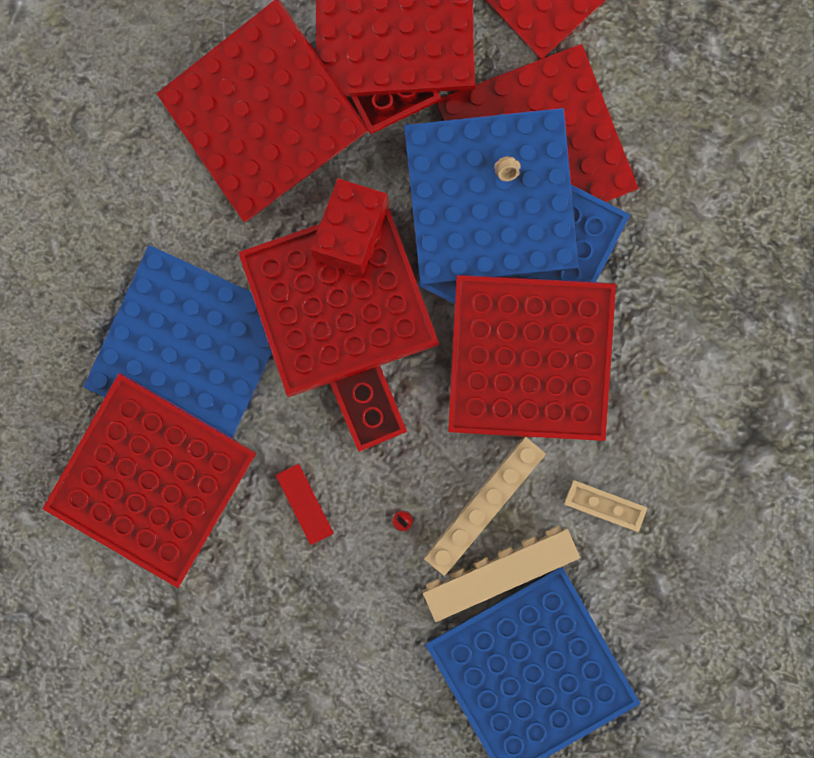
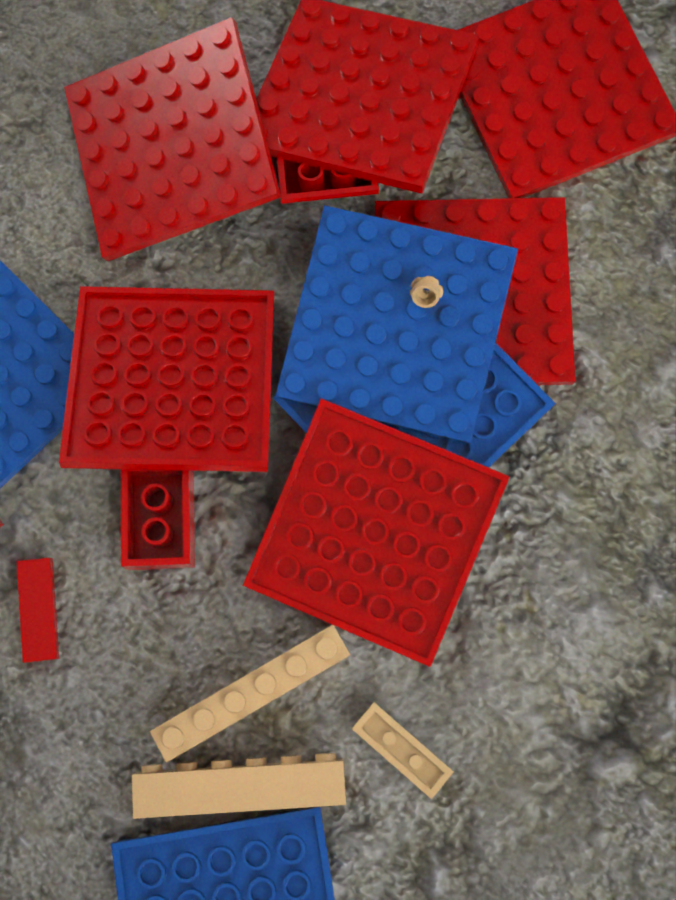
camera: 20 degrees right, 10 degrees down
(350, 226) = (217, 299): red brick -> none
(406, 516) = (152, 671): red hinge -> none

